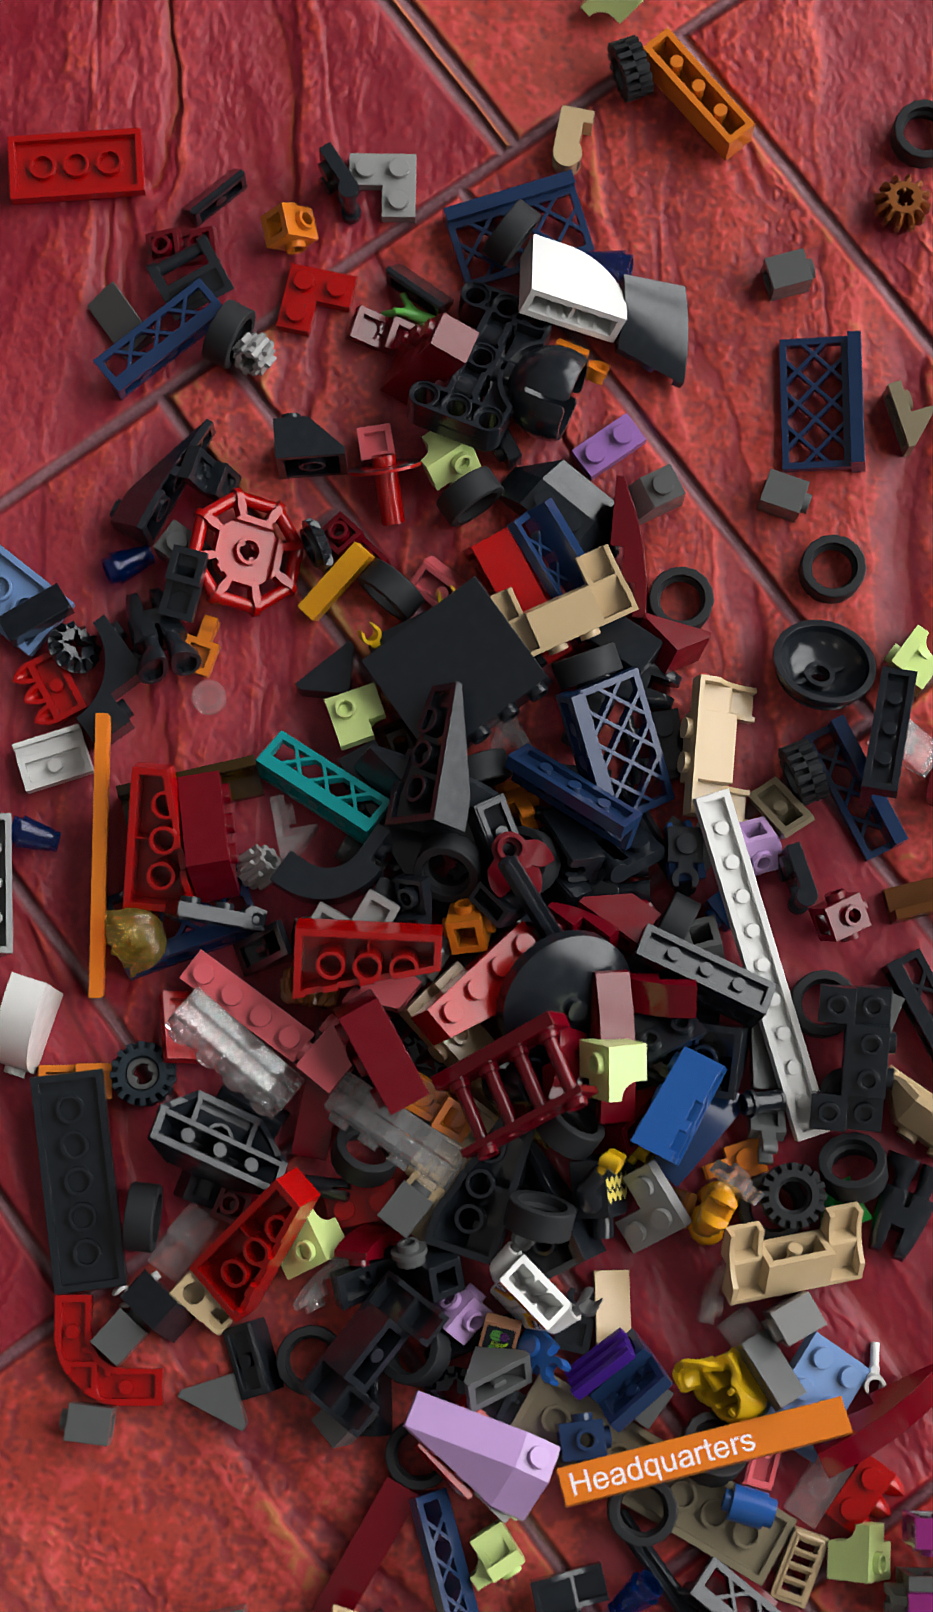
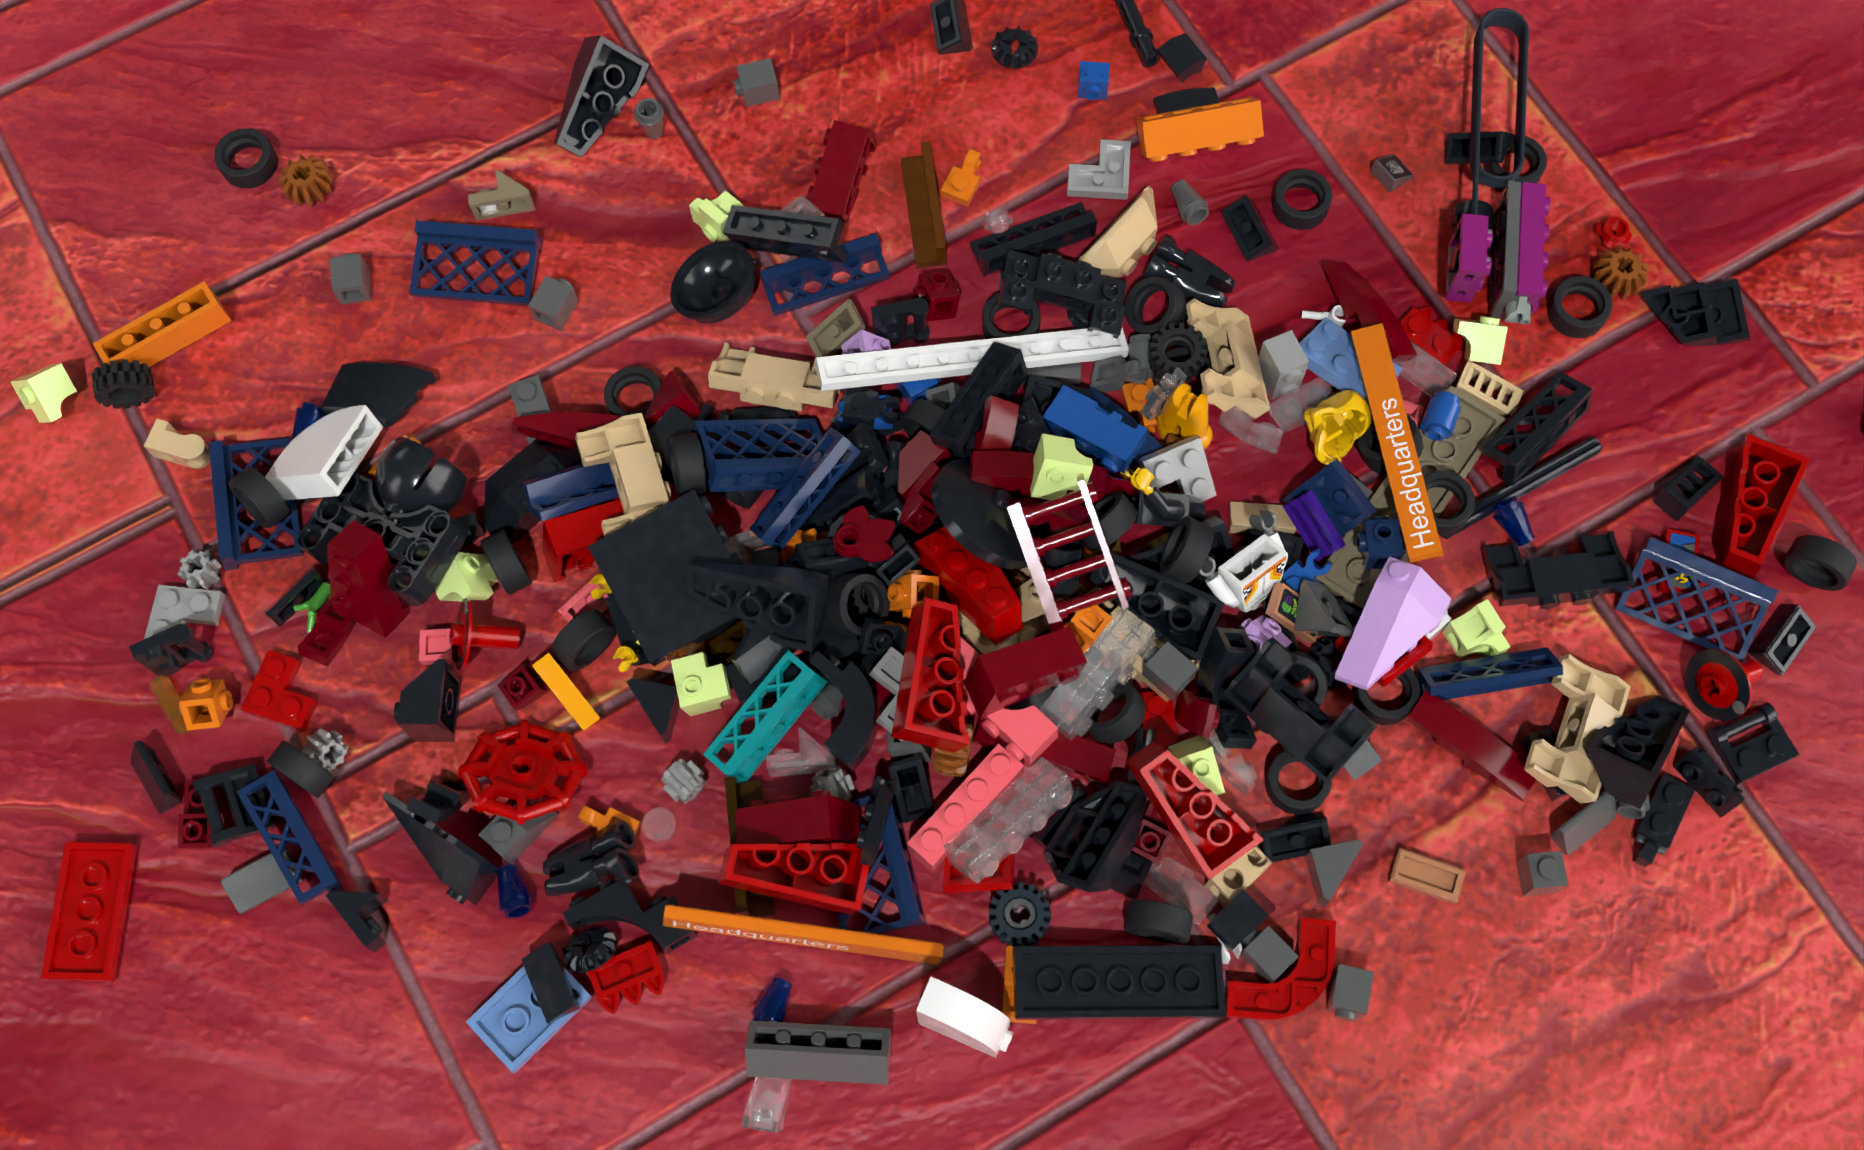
camera: 80 degrees left, 10 degrees down
(53, 758) = (698, 980): white plate -> none
(95, 413) = (355, 909): none -> black slope
(135, 938) = (891, 900): clear yellow hair -> none
(184, 583) = (545, 825): black slope -> none
(221, 1504) = (1427, 876): none -> nougat tile
(253, 714) = (683, 781): none -> light grey gear
(295, 191) = (169, 702): none -> clear yellow axle
(316, 545) = (527, 703): black gear -> none
(409, 1253) = (1210, 671): dark grey plate -> none
(427, 187) = (199, 569): none -> light grey gear
(528, 896) = (899, 527): black axle -> none
(608, 446) = (479, 445): medium lavender plate -> none
(753, 1103) = (1093, 377): black pin -> none
(770, 1370) = (1327, 384): dark grey slope -> none
(797, 1152) = (1139, 350): none -> dark grey cone
(803, 772) = (805, 308): black tyre -> none
(839, 544) = (618, 253): black tyre -> none

